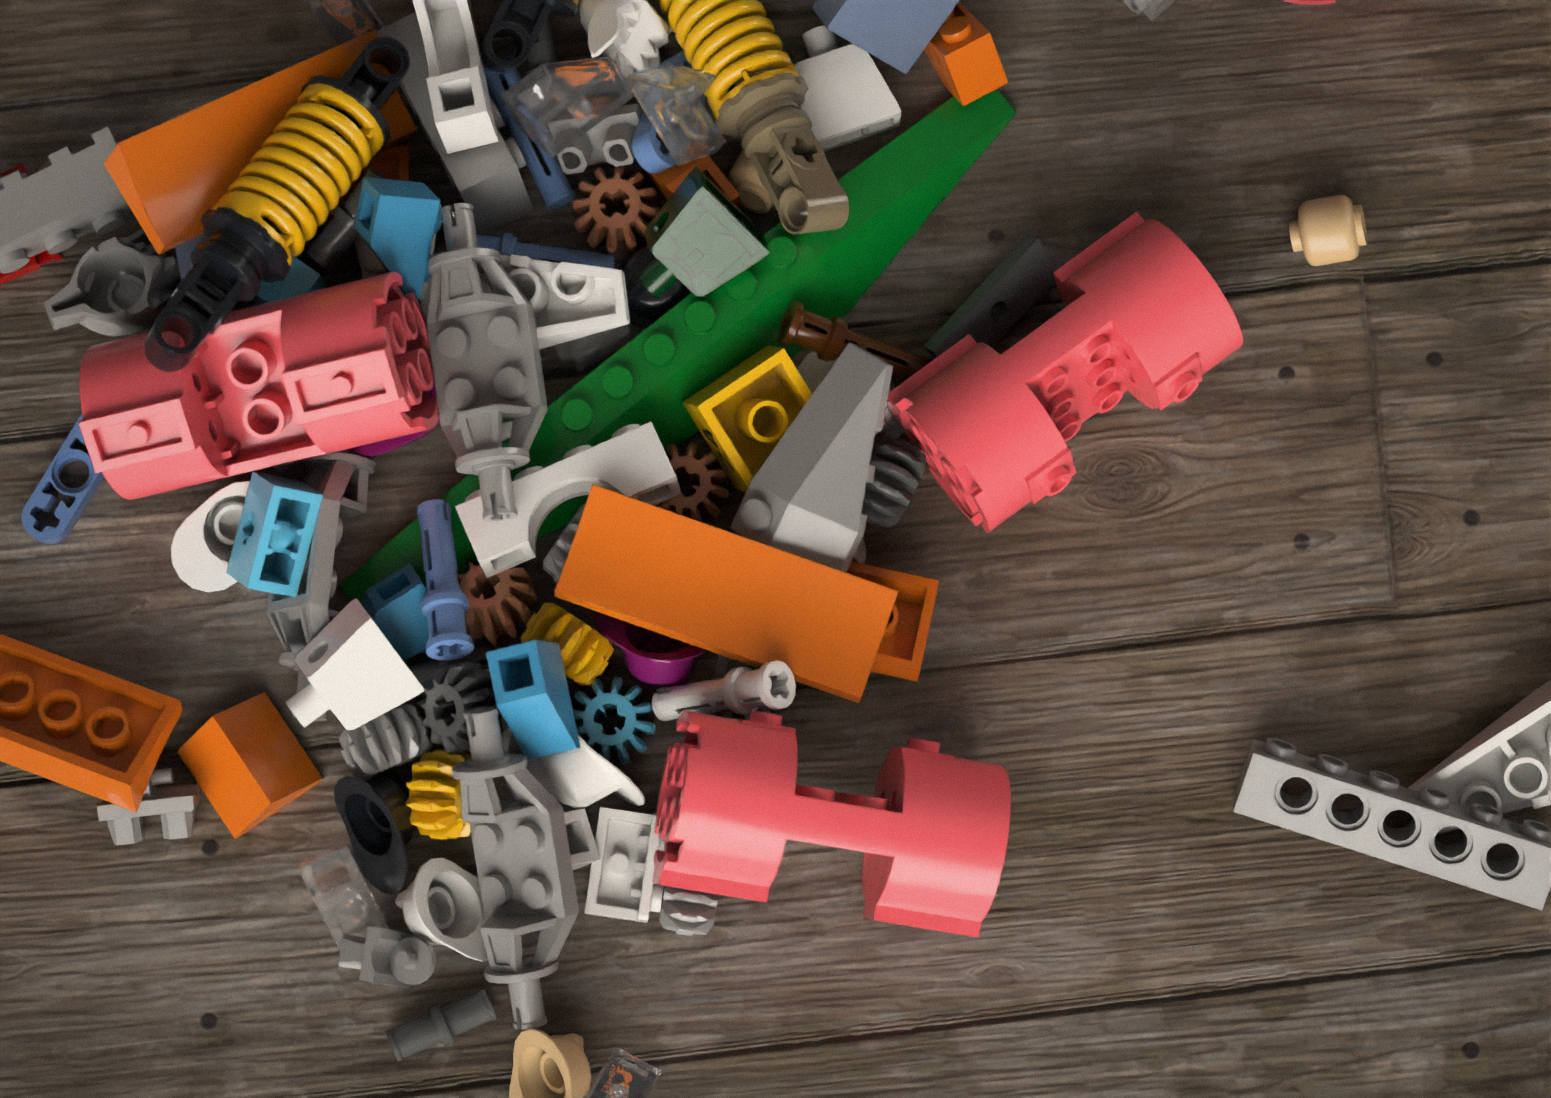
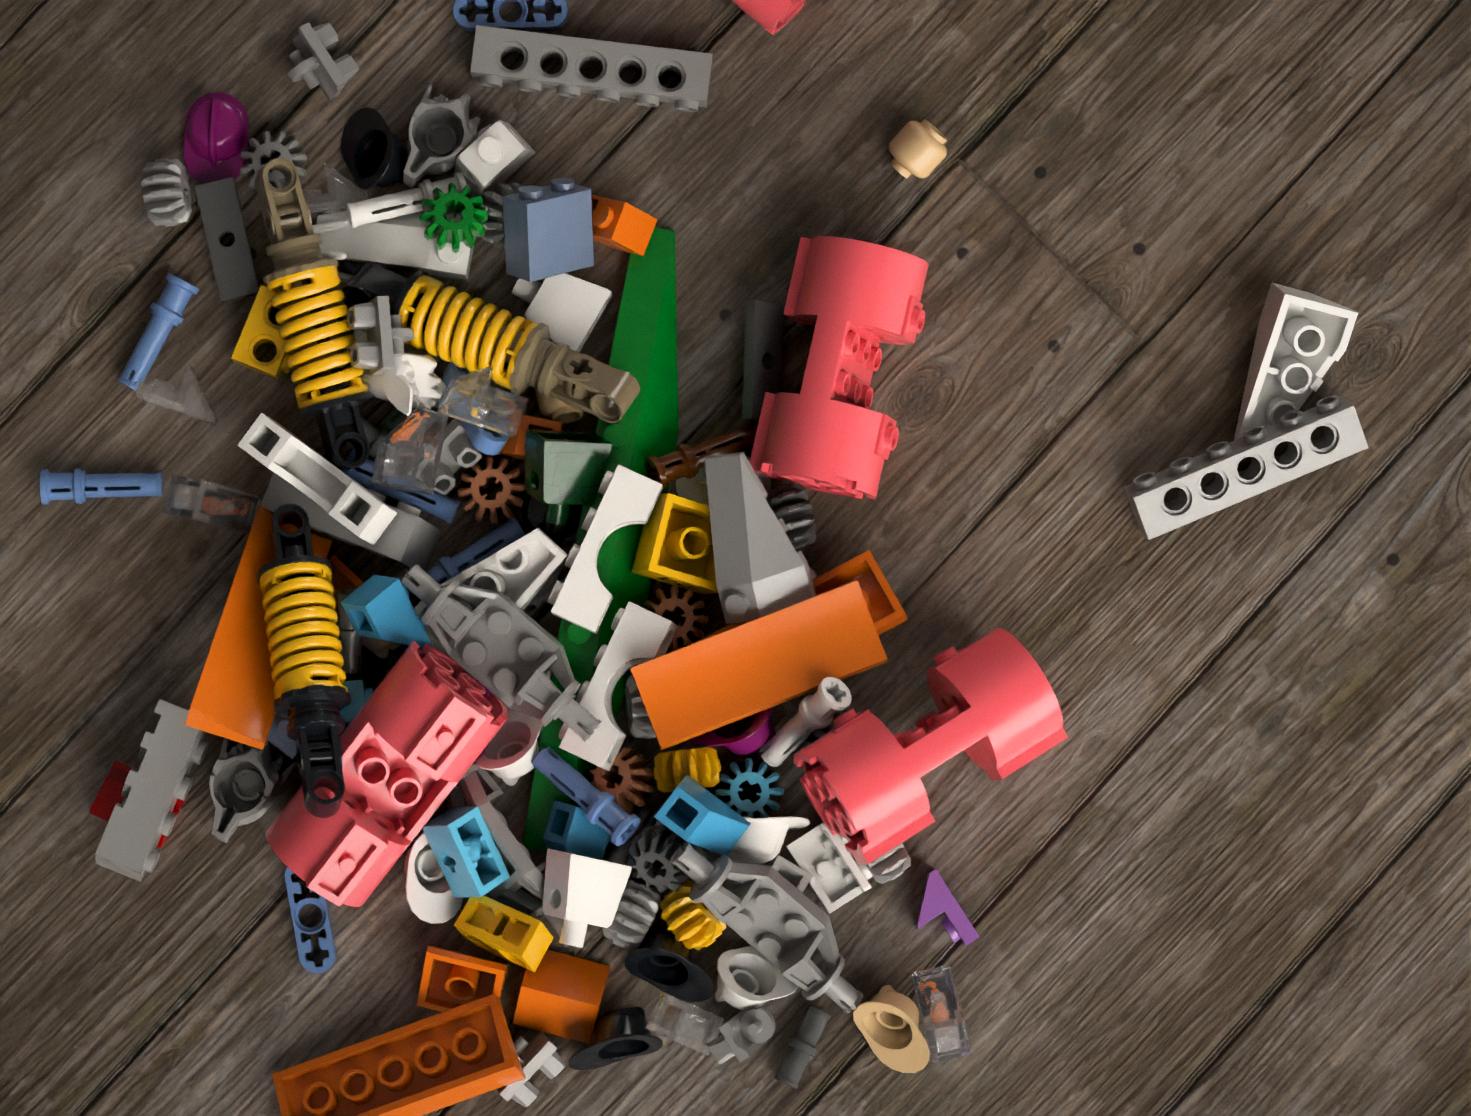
camera: 45 degrees left, 5 degrees up
(162, 657) = (458, 978): none -> orange slope
(244, 648) = (504, 931): none -> yellow brick
(260, 854) = (616, 1038): none -> black piece
(412, 473) = (512, 748): none -> white piece
(706, 994) = (938, 900): none -> medium lavender slope
(732, 320) = (626, 501): none -> white arch

